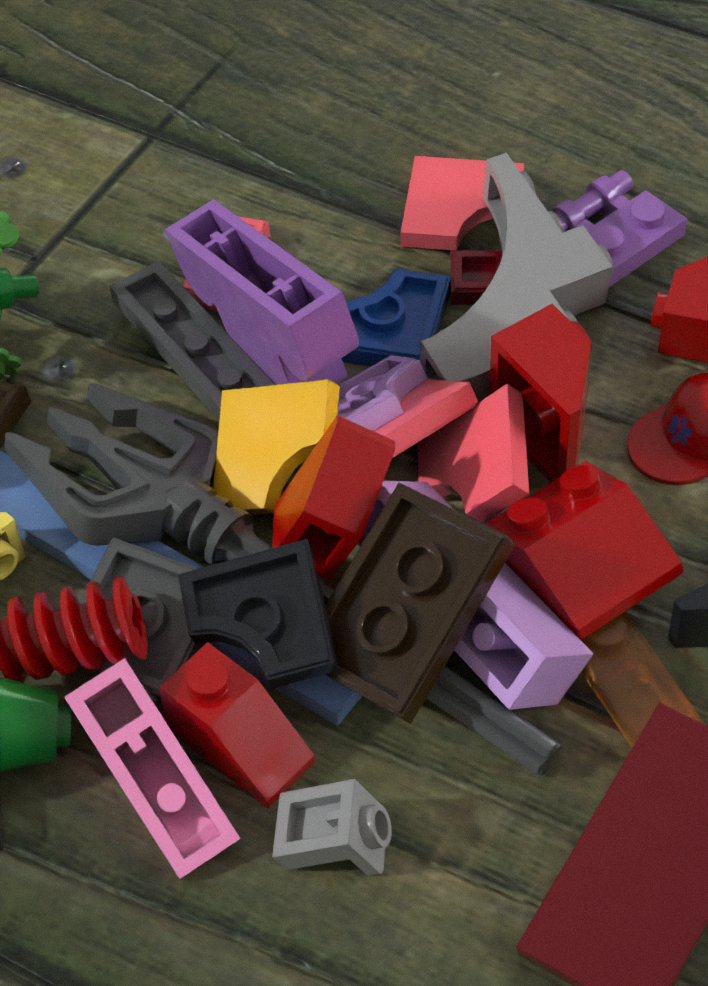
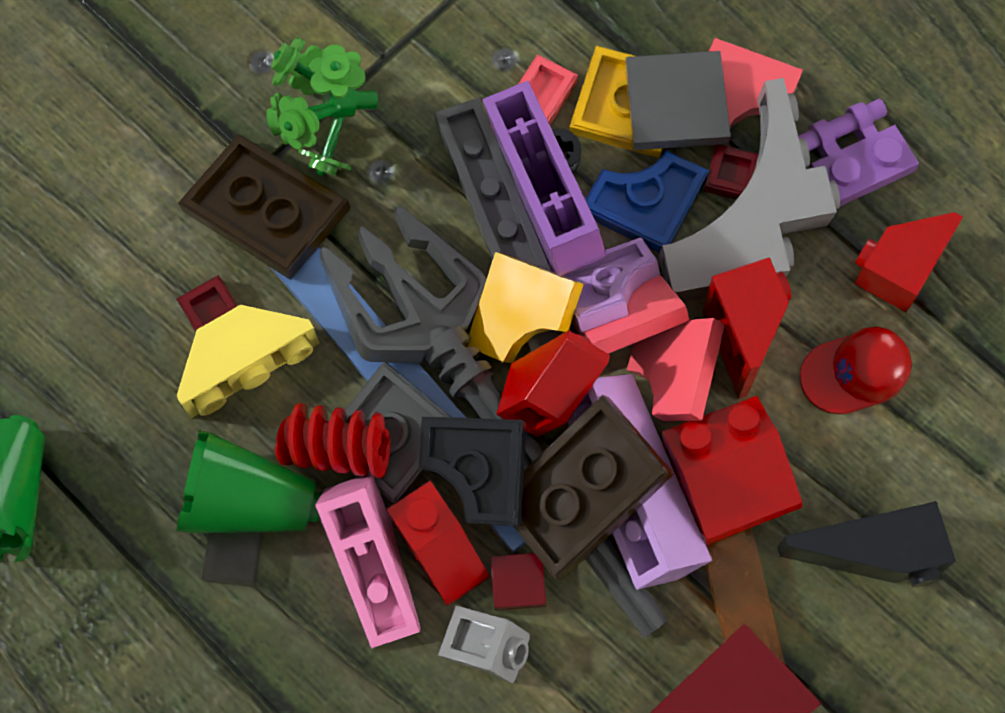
camera: 15 degrees right, 20 degrees up
(330, 242) = (603, 103): none -> yellow tile
(354, 749) = (518, 582): none -> dark red tile
(391, 215) = (677, 100): none -> dark grey tile

